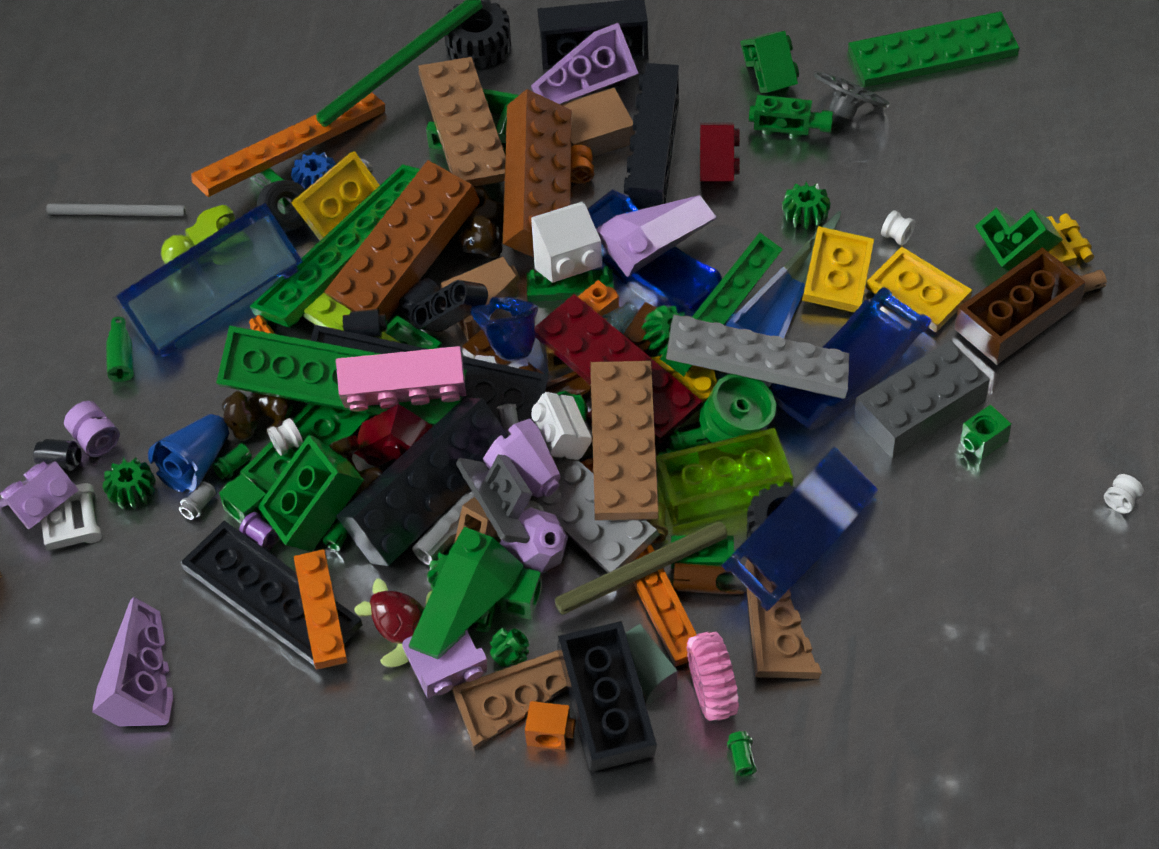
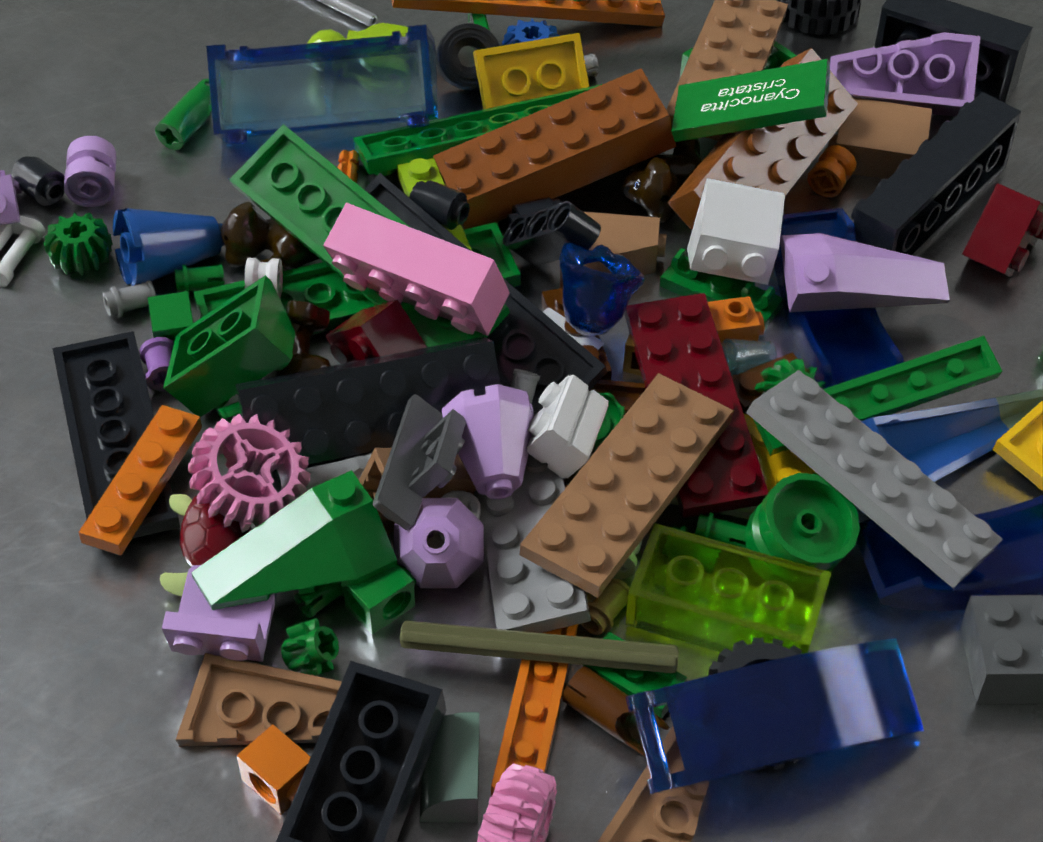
camera: 30 degrees right, 5 degrees down
(380, 559) = (248, 449): none -> bright pink gear
(516, 147) = (752, 100): none -> green tile

